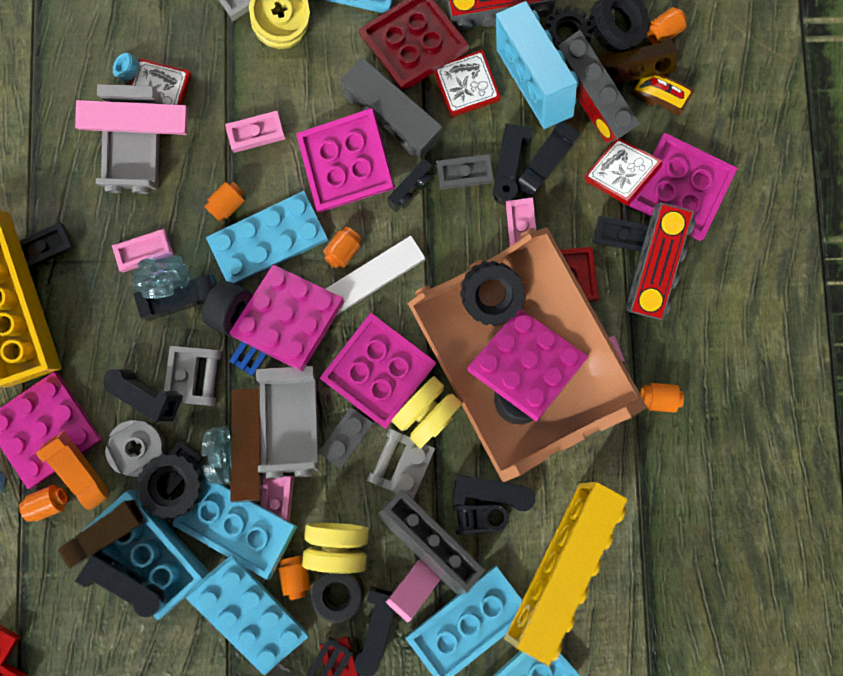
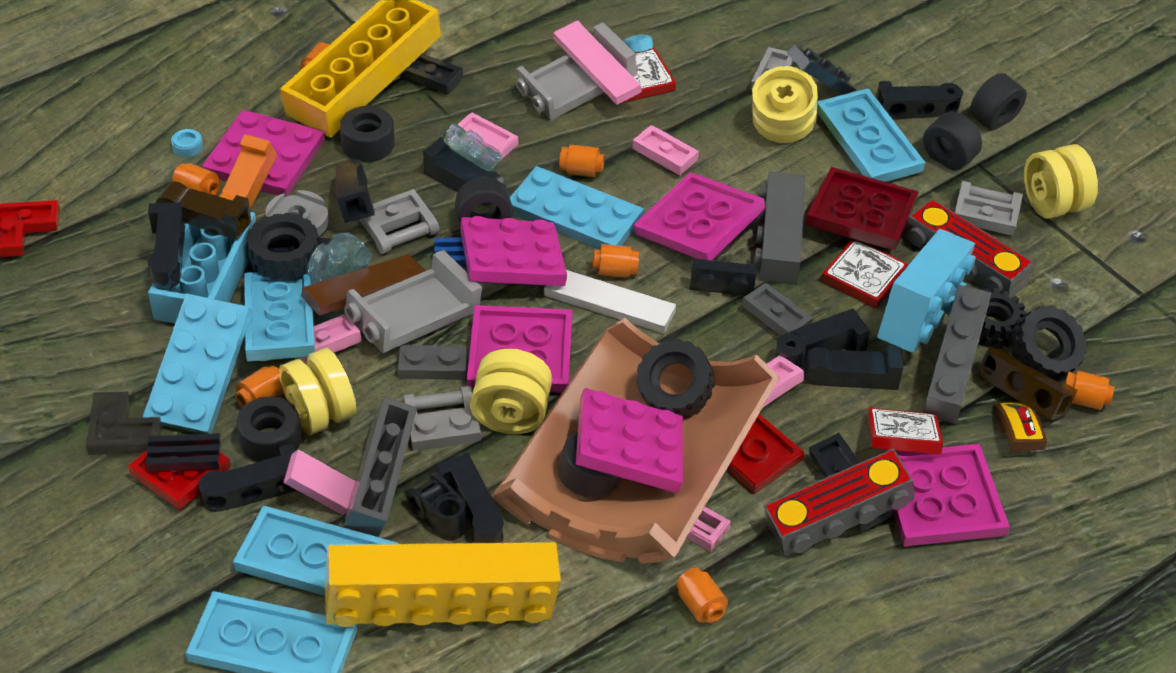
camera: 55 degrees right, 35 degrees down
(65, 335) = (367, 133): none -> black tyre

